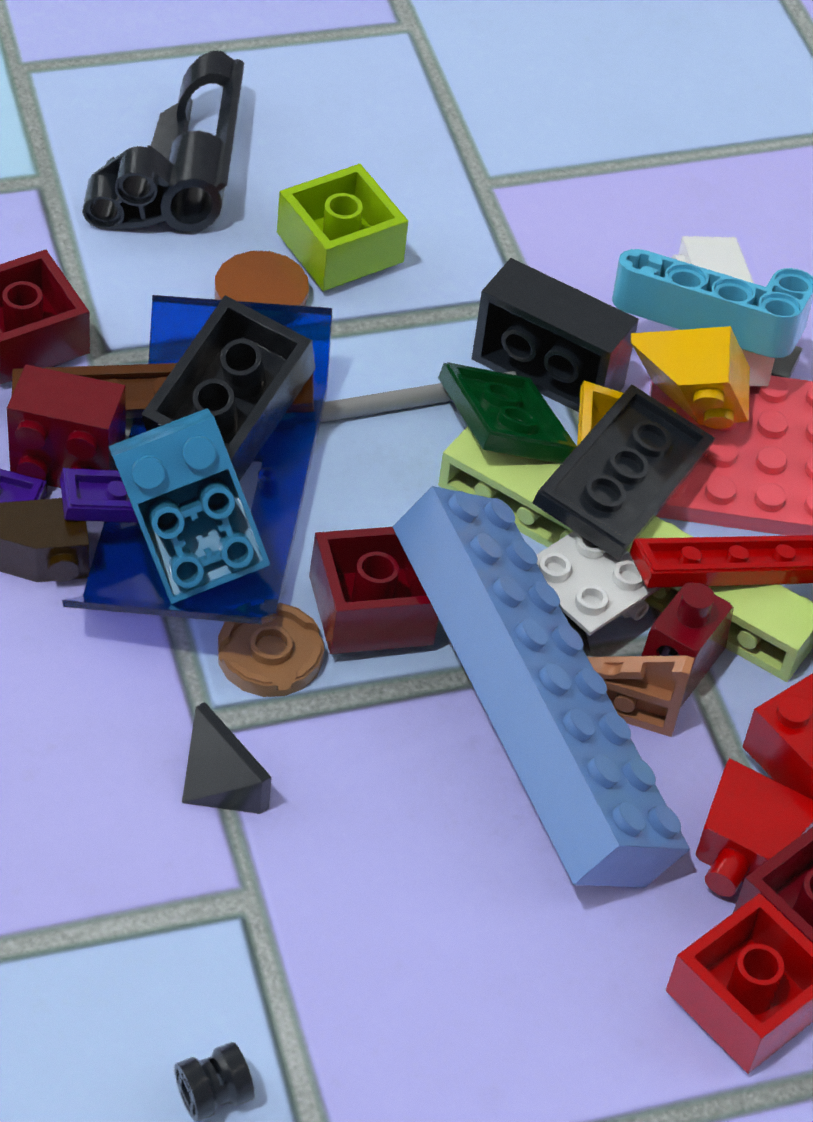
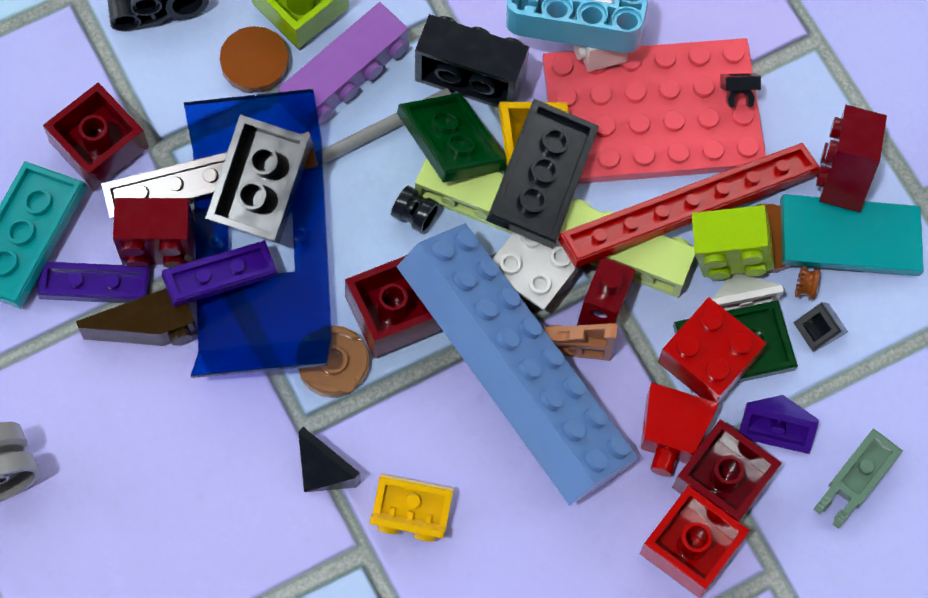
camera: 10 degrees left, 20 degrees up
(190, 505) = (254, 281): dark azure slope -> none
(336, 845) = (411, 507): none -> yellow bracket
(397, 309) = (351, 60): none -> medium lavender brick
(423, 476) = (414, 209): none -> black wheel
(699, 372) = (580, 82): yellow slope -> none

